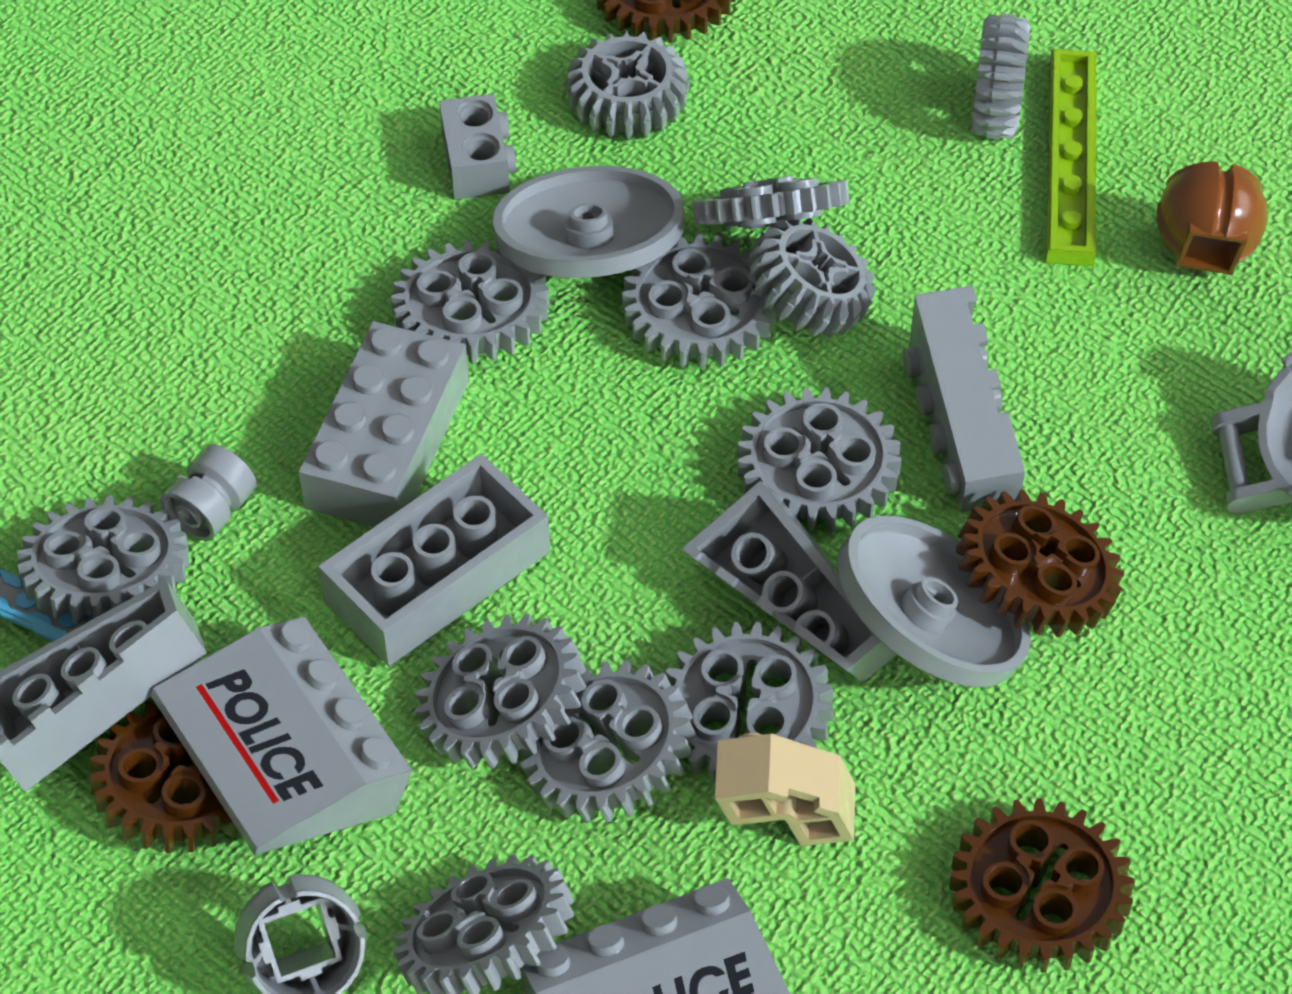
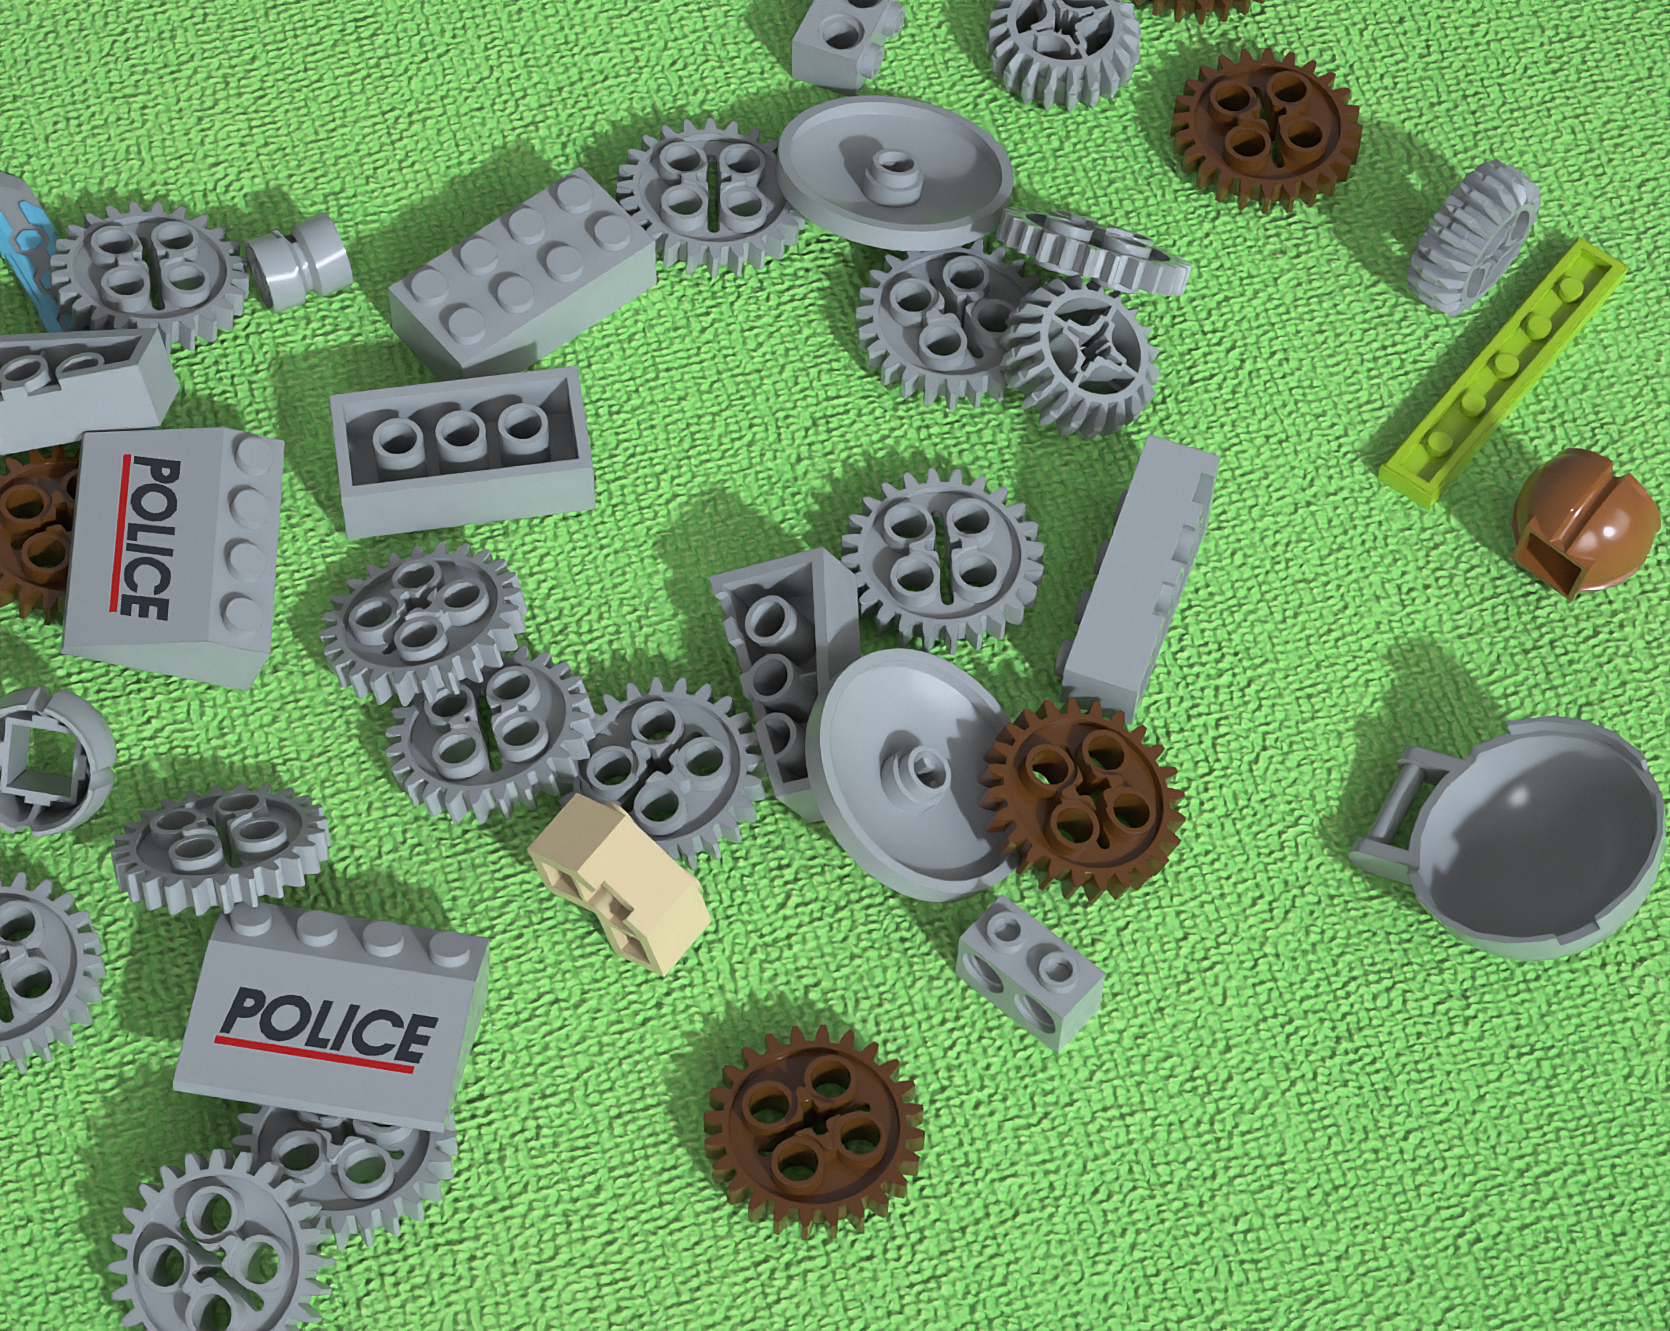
camera: 30 degrees right, 5 degrees up
(805, 78) = (1230, 146): none -> reddish brown gear
(1098, 695) = (1029, 973): none -> light grey brick

